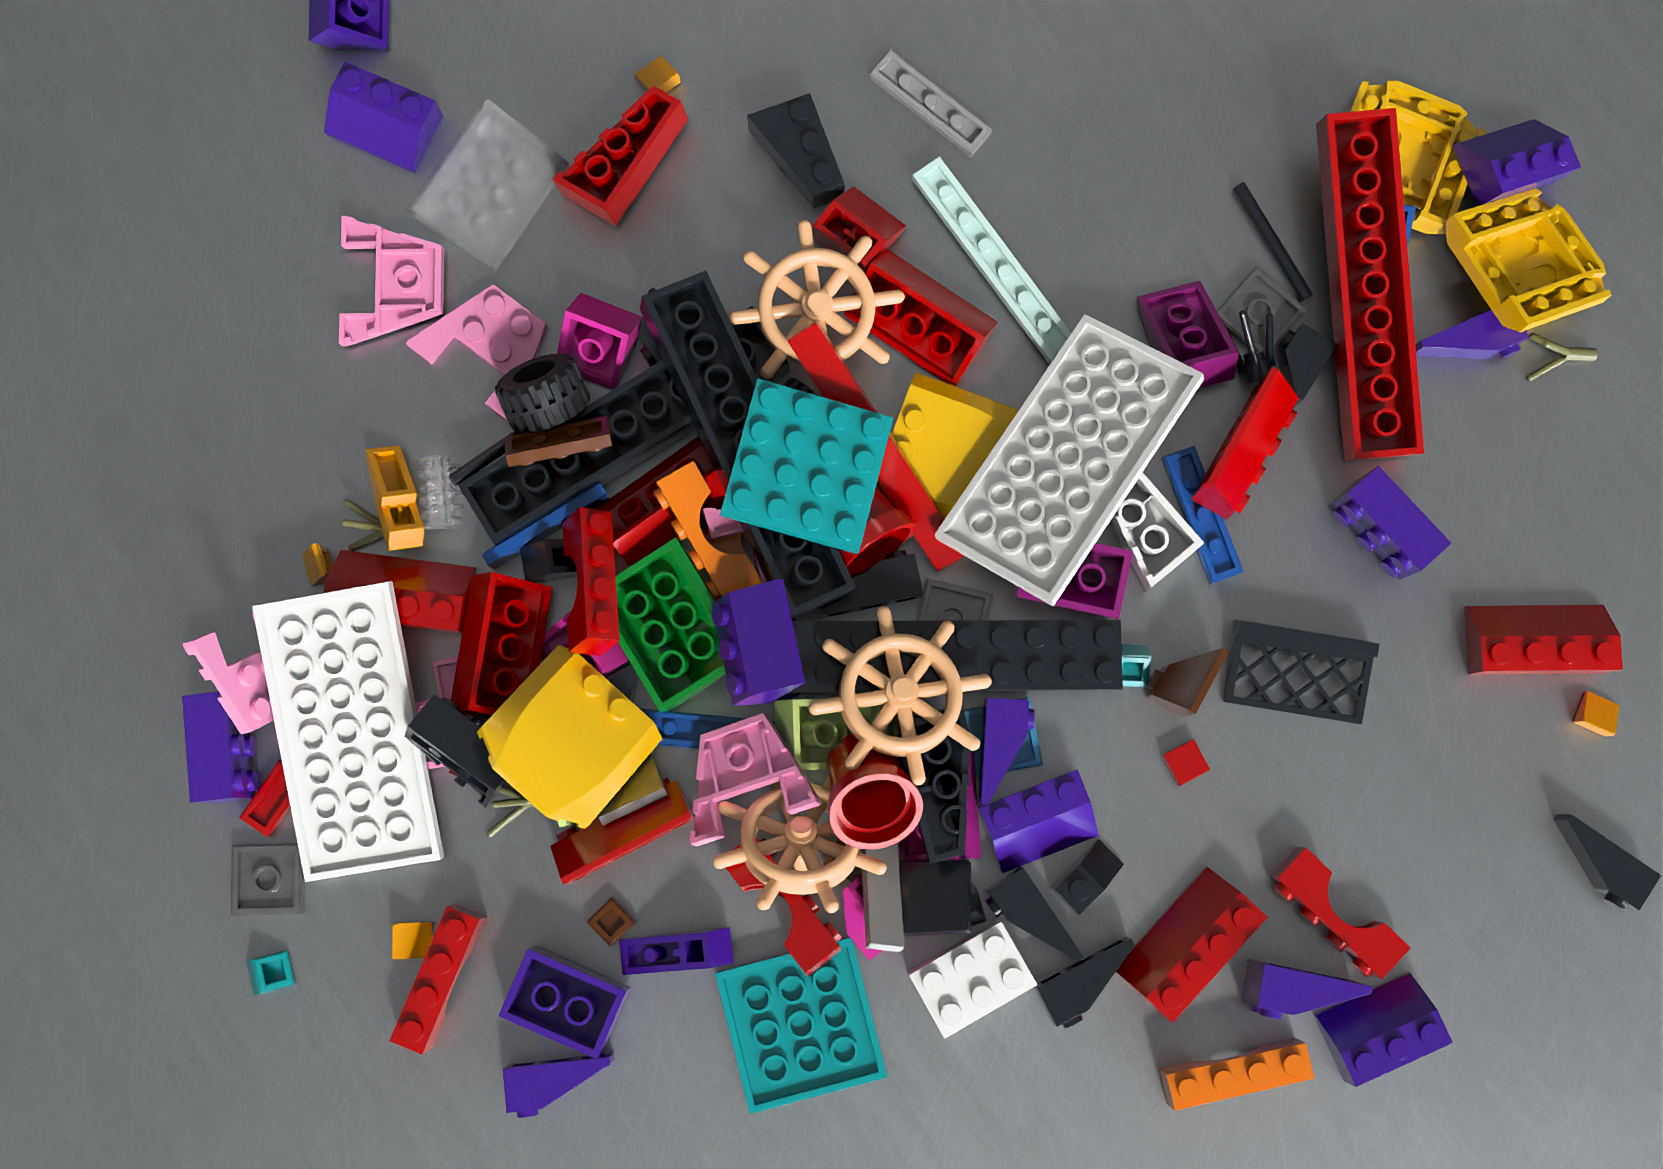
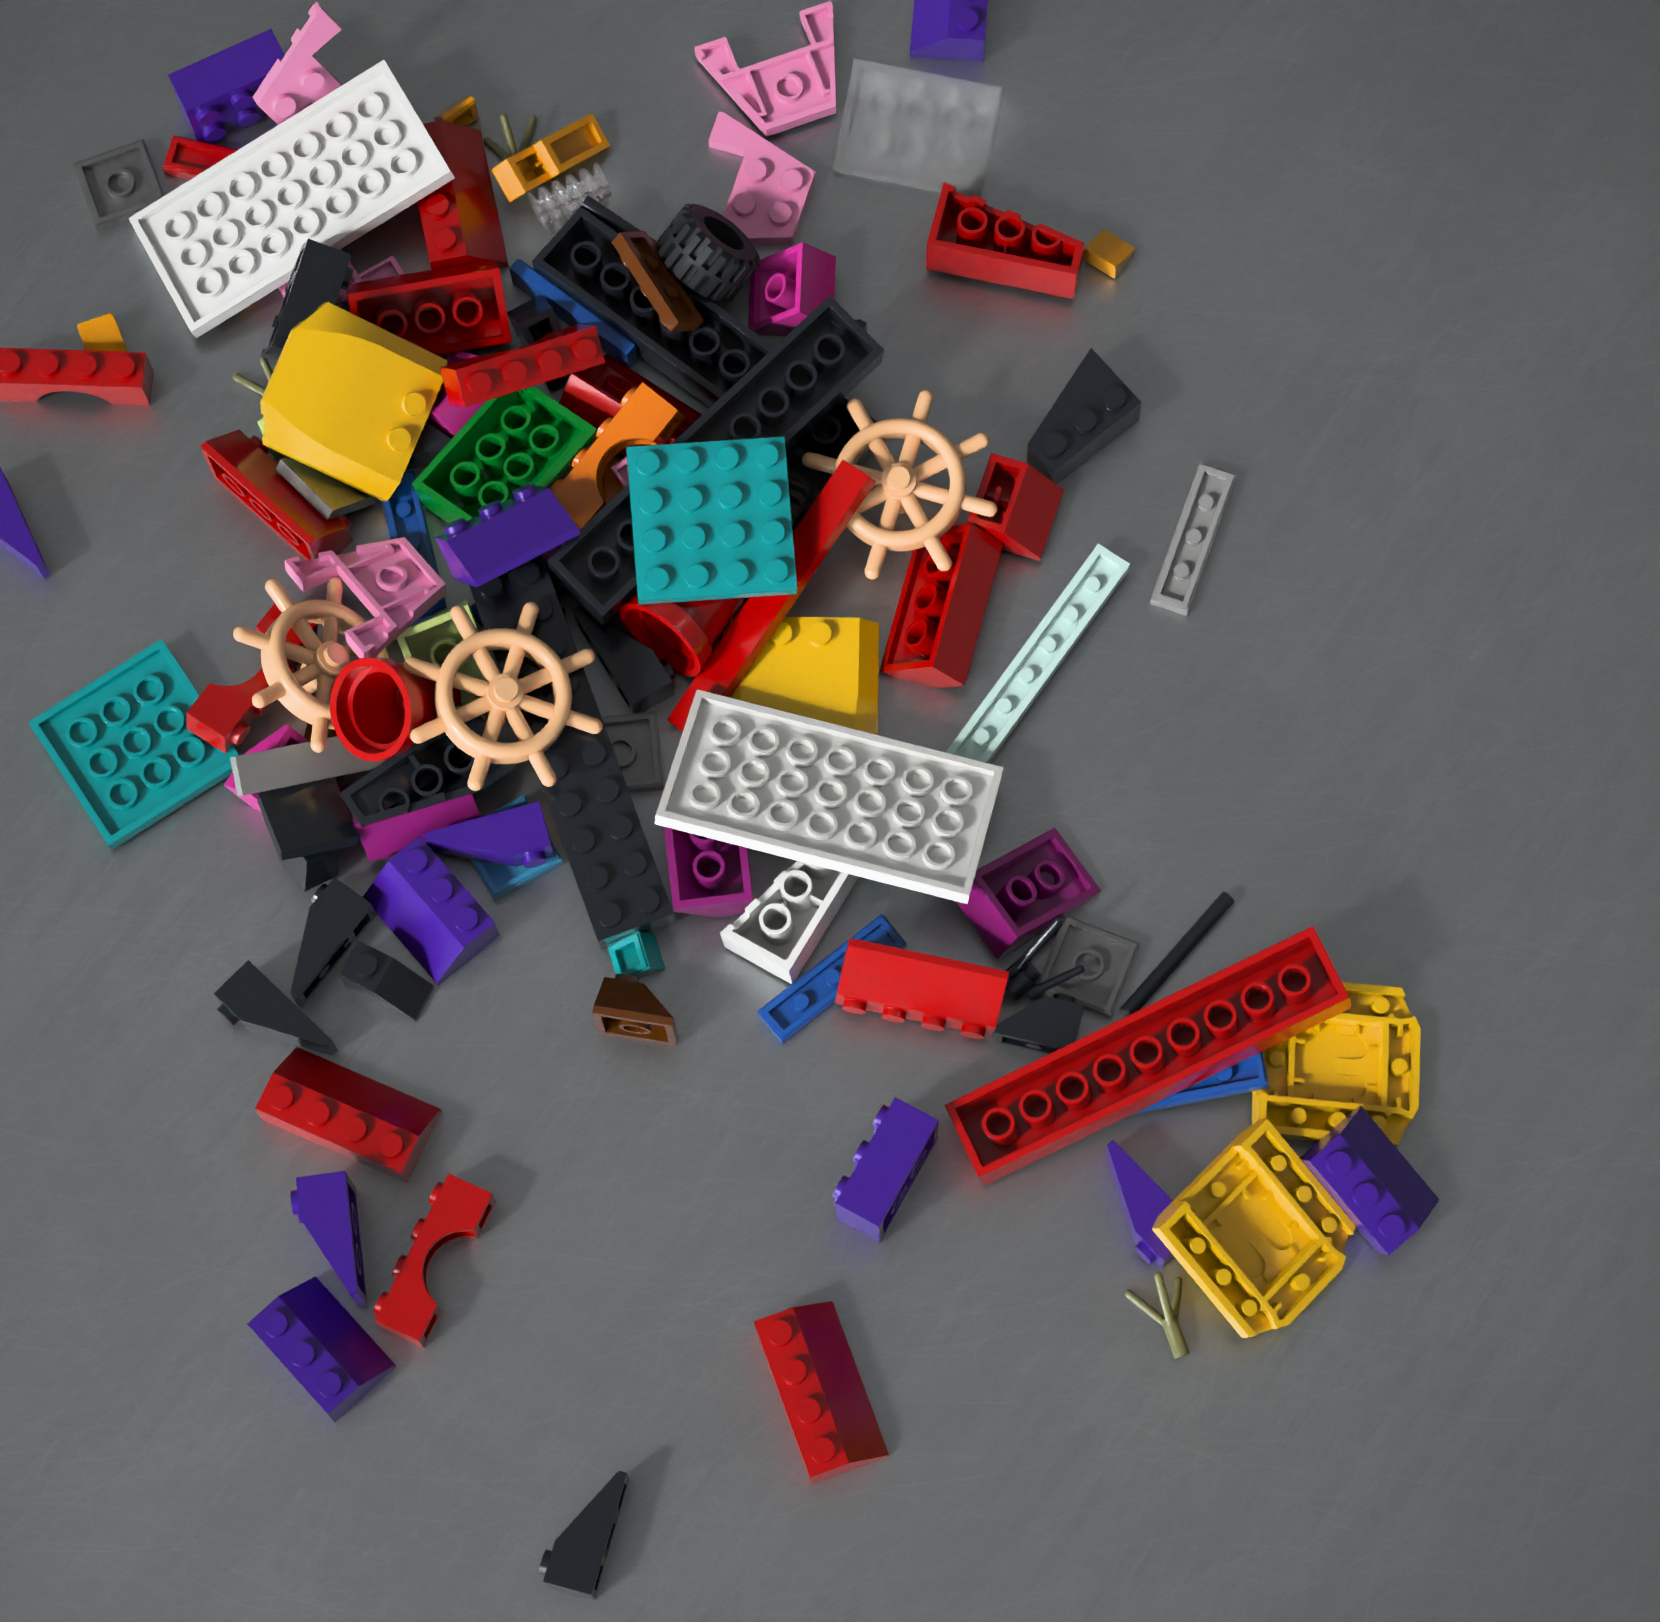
camera: 75 degrees right, 10 degrees down
(270, 972) = (28, 222): teal slope -> none
(564, 1002) = (85, 502): dark purple brick -> none
(611, 921) = (183, 524): reddish brown tile -> none
(676, 951) = (173, 596): dark purple slope -> none
(972, 978) = (238, 895): white brick -> none
(1185, 762) = (547, 1048): red tile -> none
(1220, 1079) = (223, 1203): orange arch -> none
(1302, 641) = (726, 1138): black fence -> none
(1597, 714) = (758, 1484): light orange slope -> none

